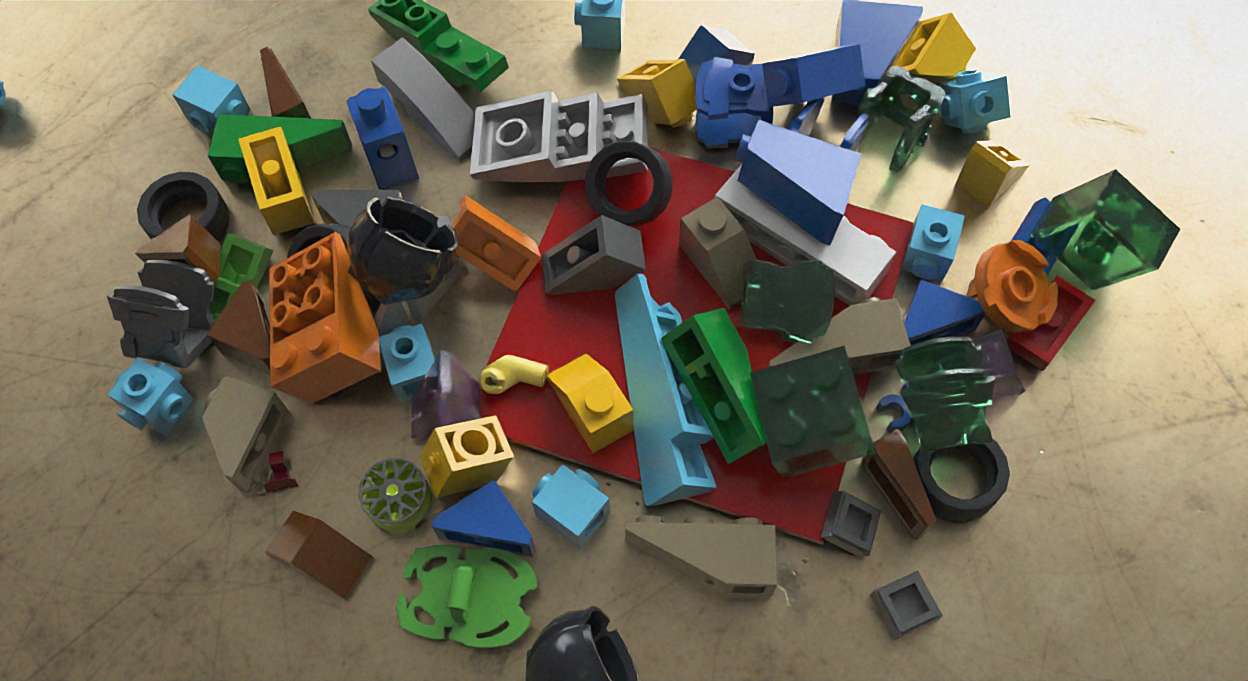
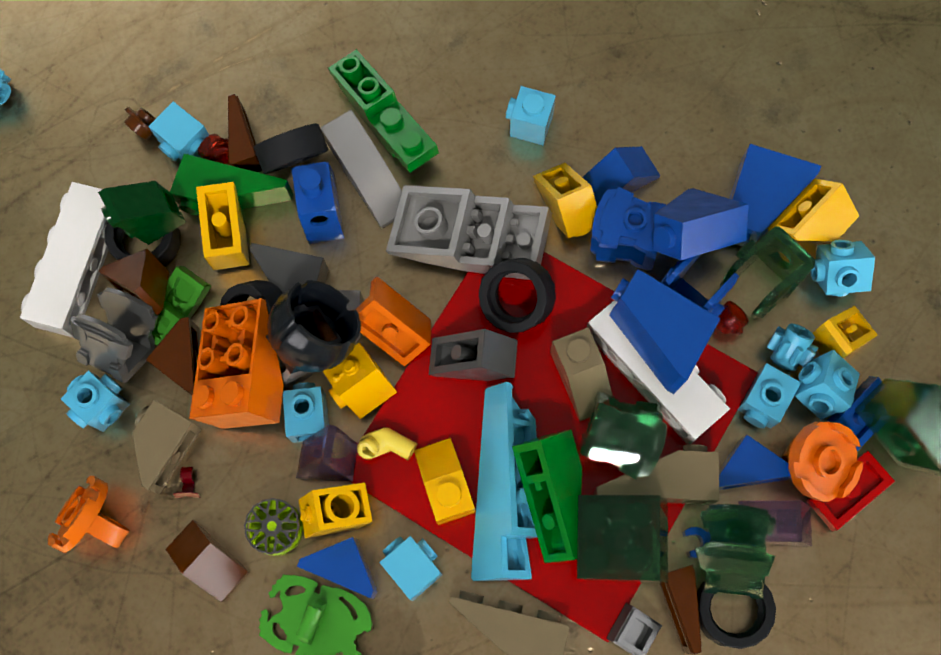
camera: 15 degrees right, 10 degrees up
(98, 253) = (70, 263): none -> white brick
(154, 525) = (83, 515): none -> orange tile
(162, 98) = (139, 122): none -> reddish brown plate
(179, 169) = (141, 210): none -> dark green slope
(253, 105) = (214, 149): none -> clear red plate
(335, 82) = (290, 148): none -> black tyre
(466, 311) = (359, 383): none -> yellow head
(870, 175) = (732, 319): none -> clear red plate
(944, 187) = (792, 347): none -> medium azure gear
(993, 214) = (827, 385): none -> medium azure brick

